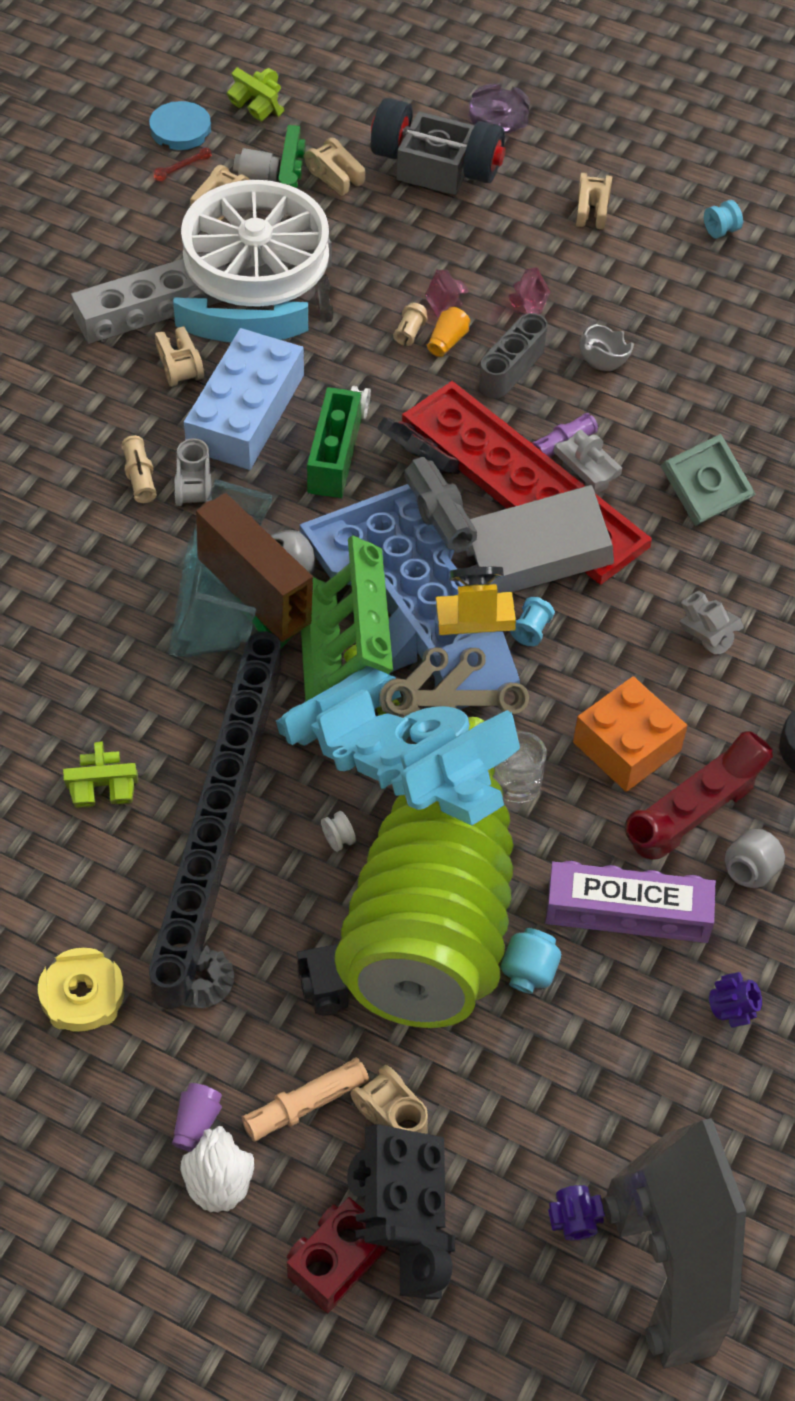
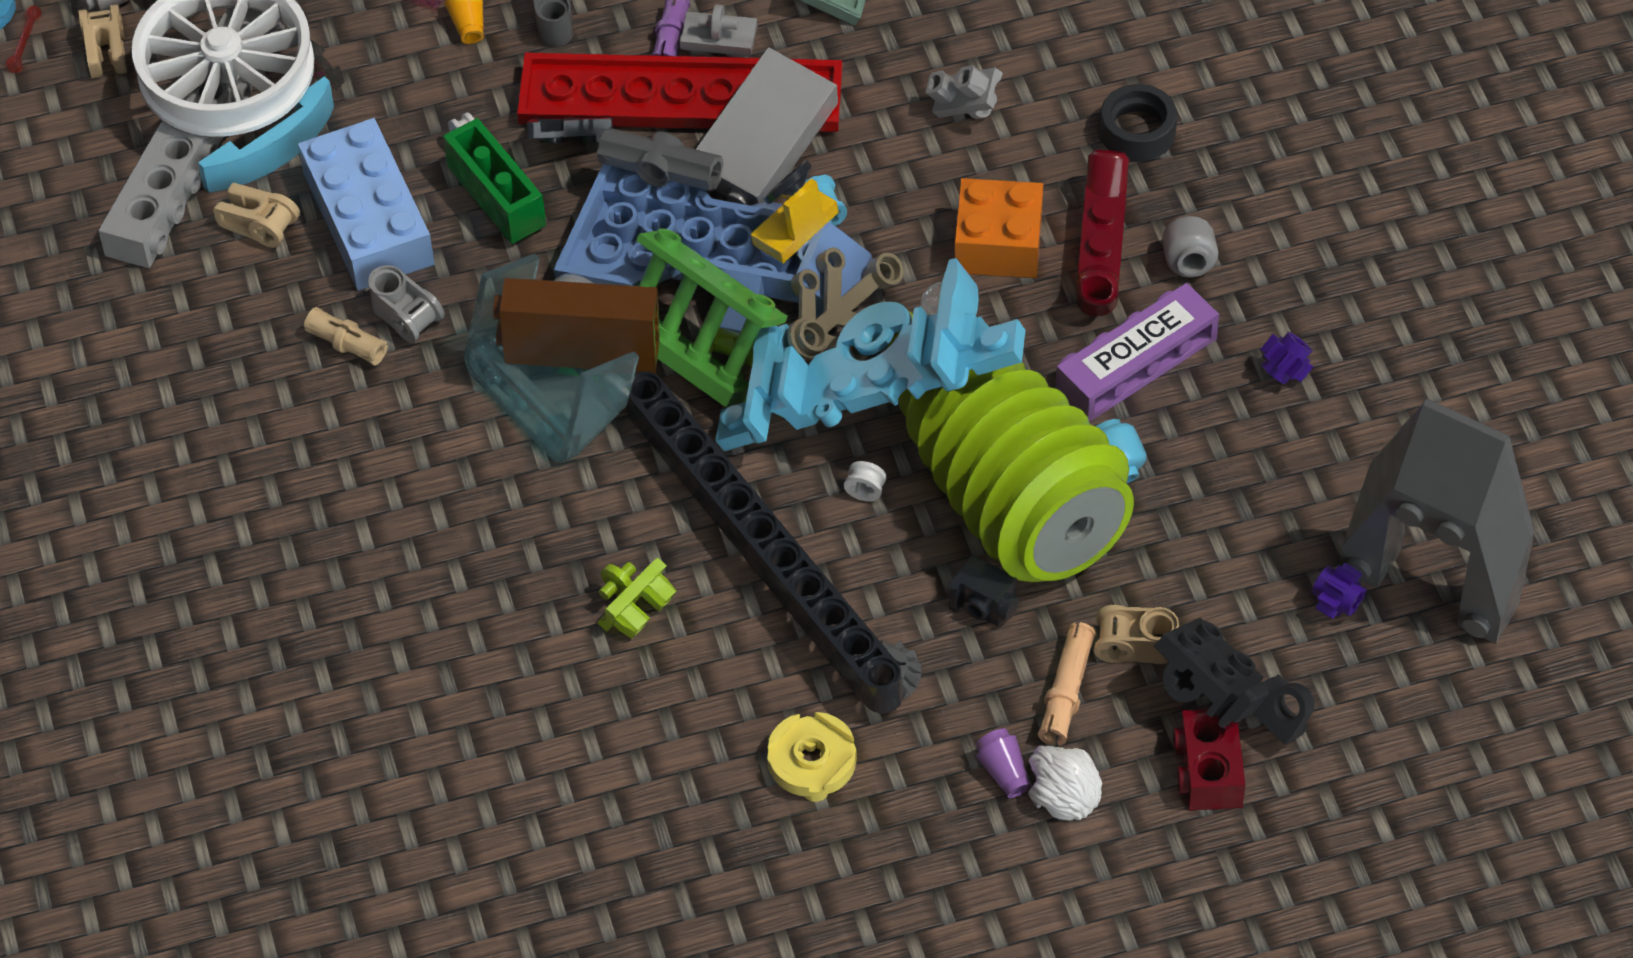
camera: 40 degrees left, 0 degrees up
(413, 318) = (421, 22): tan pin -> none

